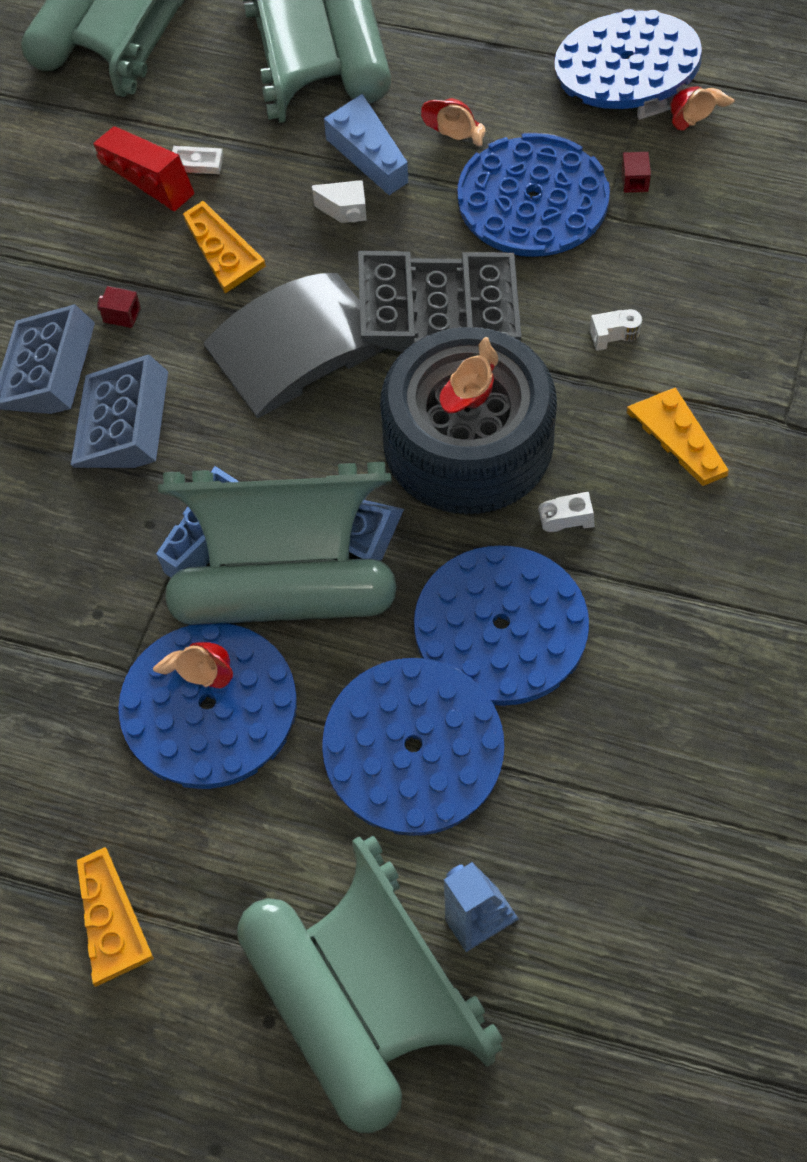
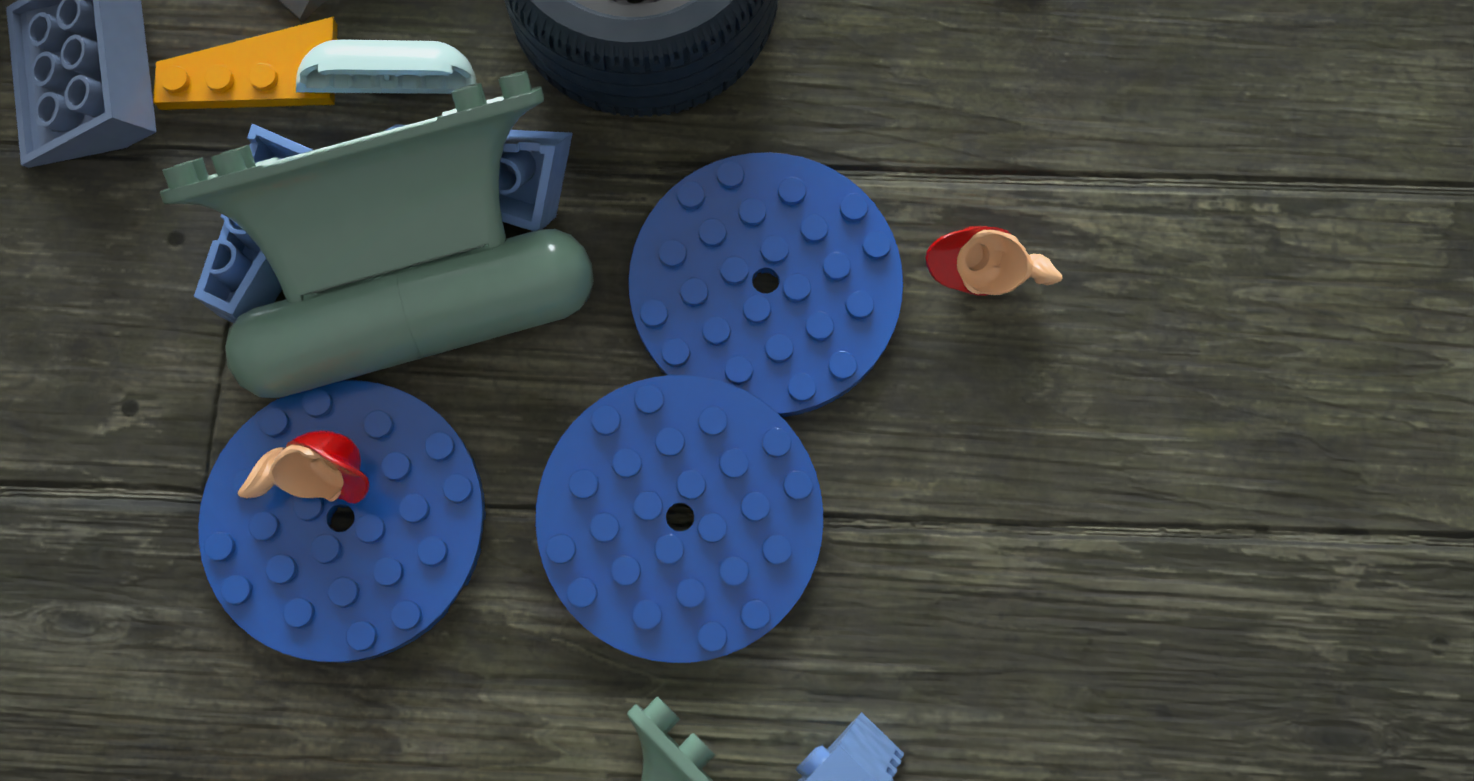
camera: 15 degrees left, 15 degrees up
(229, 441) = (244, 72): none -> light orange wing
(298, 451) = (383, 67): none -> light aqua brick
(567, 512) = (824, 79): white leg -> none
(639, 636) = (986, 262): none -> light nougat hair

